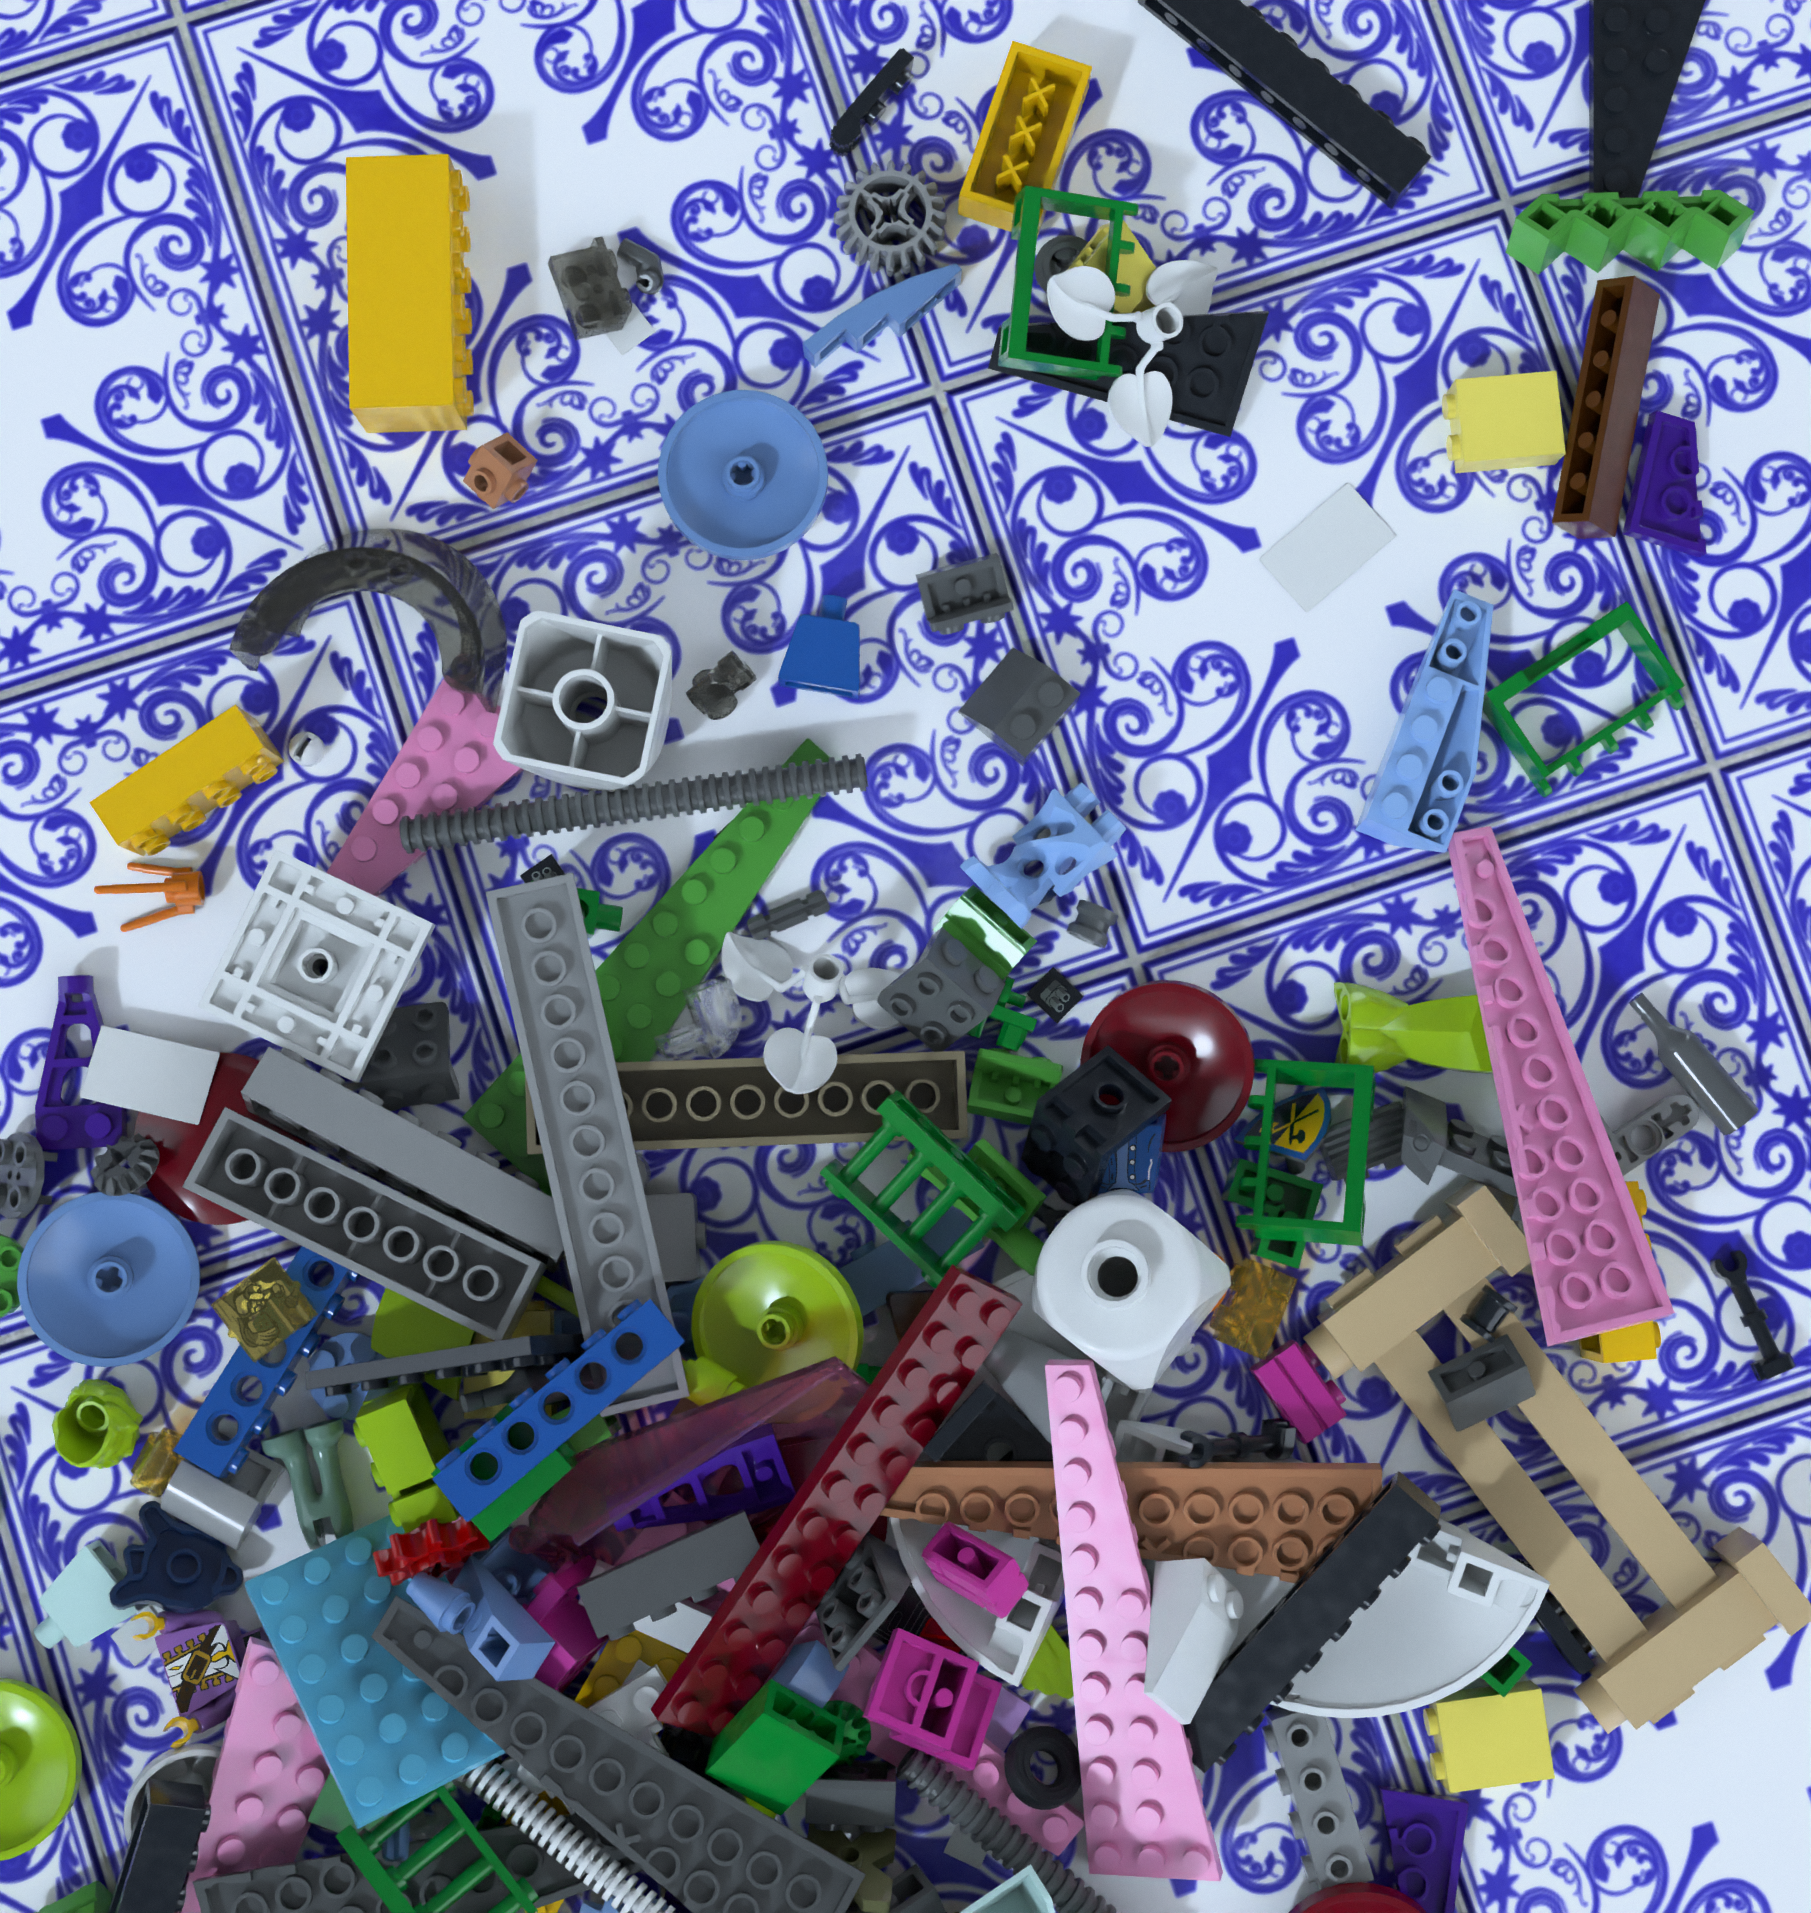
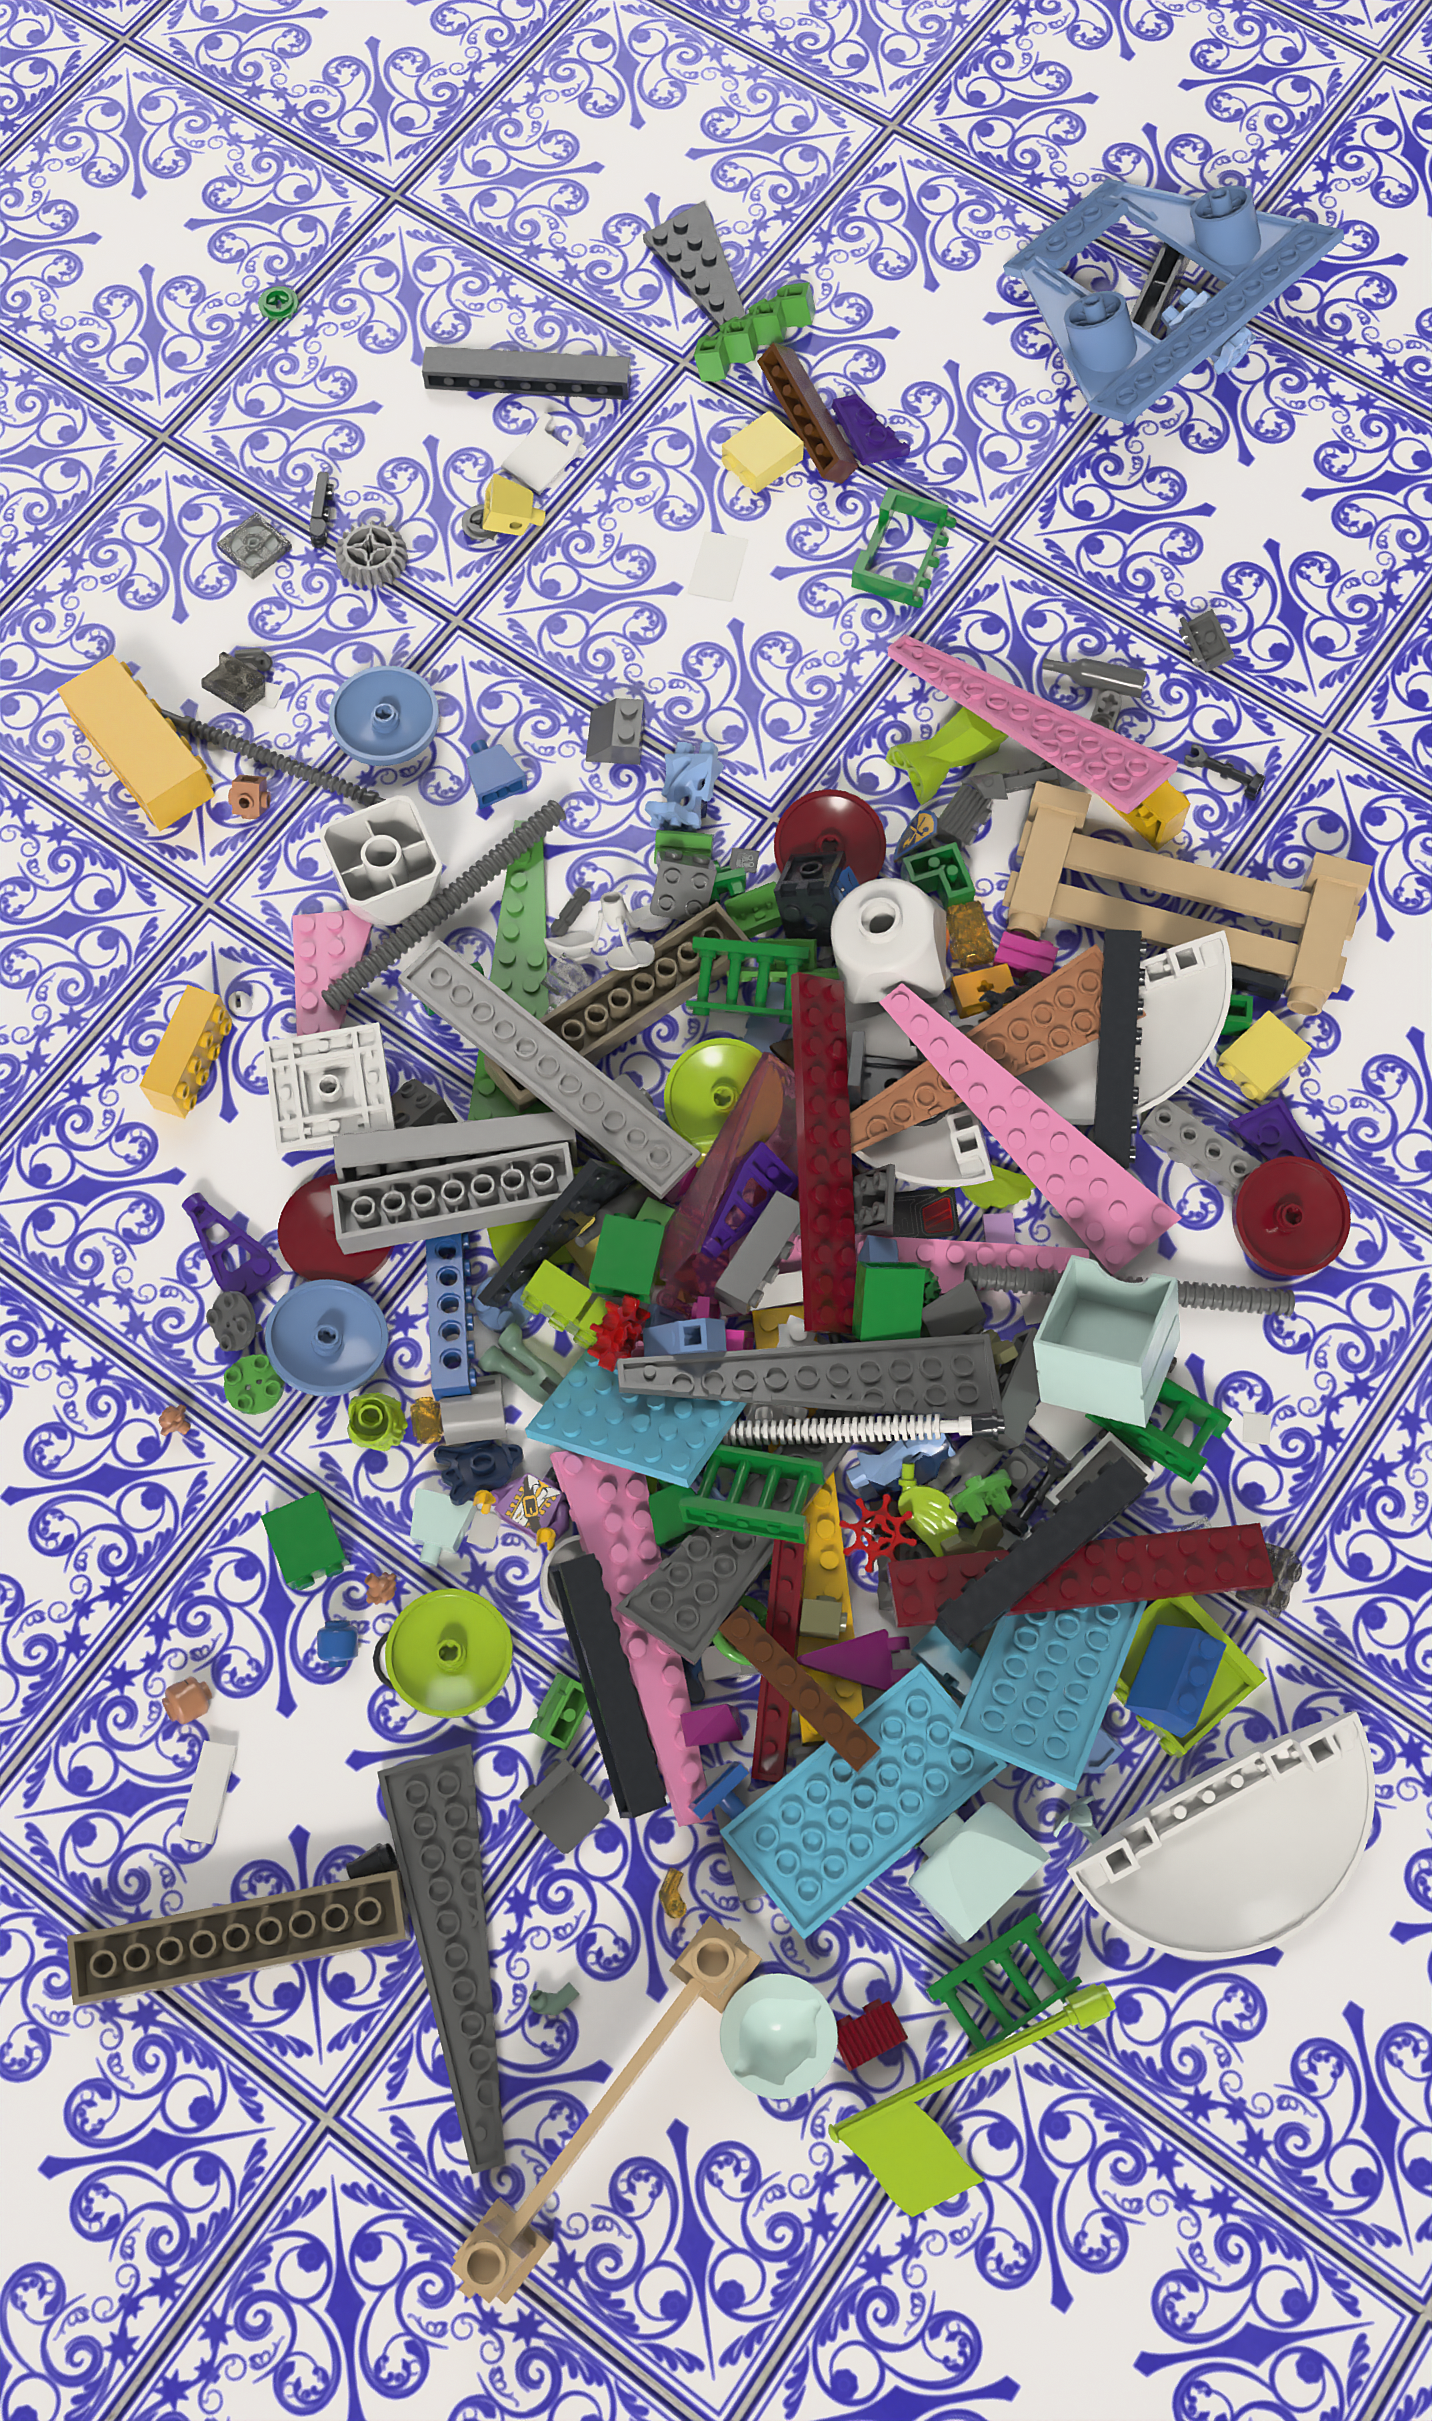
camera: 30 degrees left, 15 degrees down
(117, 1180) = (292, 1270): dark grey gear -> none
(149, 1075) = (272, 1219): white sticker -> none
(182, 888) = (220, 1115): orange plant -> none
(264, 1309) = (429, 1285): clear yellow piece -> none
(405, 566) = (177, 920): clear smoke windscreen -> none
(441, 1602) = (646, 1343): medium blue cone -> none
(472, 1494) = (620, 1264): blue brick -> none
(497, 307) = (190, 725): none -> dark grey hose
(715, 688) = (449, 823): clear smoke plate -> none
(752, 95) = (254, 545): none -> clear smoke piece
(893, 307) = (403, 595): medium blue slope -> none
(933, 1699) = (957, 1225): dark pink bracket -> none
(964, 594) = (544, 699): dark grey bracket -> none
(975, 1569) = (924, 1137): dark pink brick -> none
(1019, 1773) = (1043, 1244): black tyre -> none
(1024, 133) = (415, 476): yellow brick -> none
(1025, 230) = (481, 559): green hinge -> none
(1081, 306) = (551, 496): white plant -> none
(1092, 923) = (736, 809): dark grey wheel -> none
(1189, 1633) = (1062, 1091): white slope -> none
(1193, 1380) = (969, 987): none -> light orange brick
(1203, 364) = (563, 533): black wing -> none
(1213, 219) = (542, 456): none -> white flag
(1324, 1075) = (914, 796): green hinge -> none
(1436, 735) = (843, 610): light blue wedge -> none
(1482, 1382) = (1115, 880): dark grey panel -> none
(1488, 1313) = (1090, 843): black bush -> none

